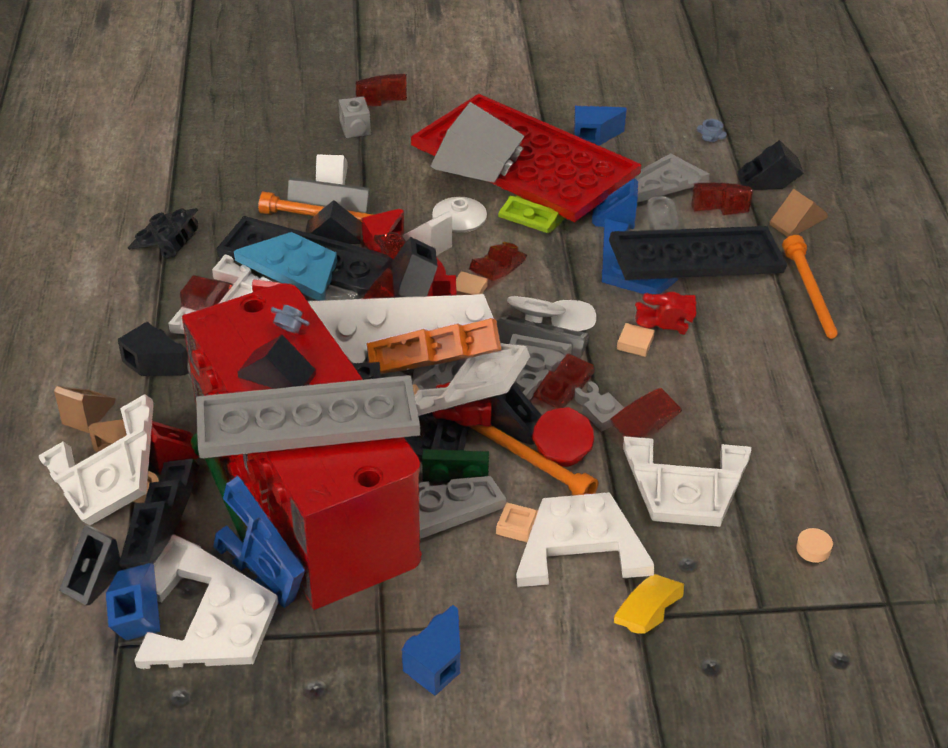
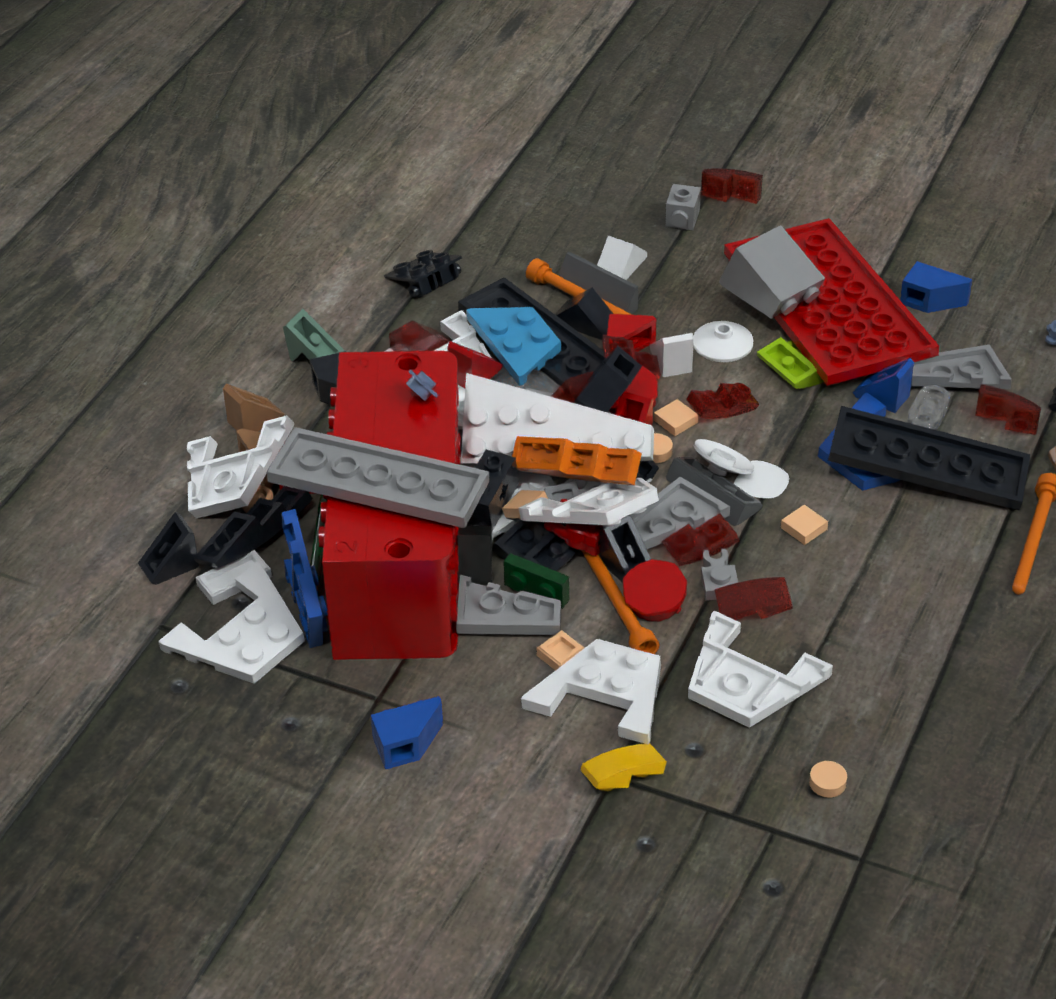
camera: 30 degrees right, 0 degrees up
(101, 320) = (308, 337): none -> sand green slope
(133, 602) = (181, 593): blue slope -> none
(277, 365) = (385, 426): black slope -> none
(670, 312) = (847, 505): red animal -> none

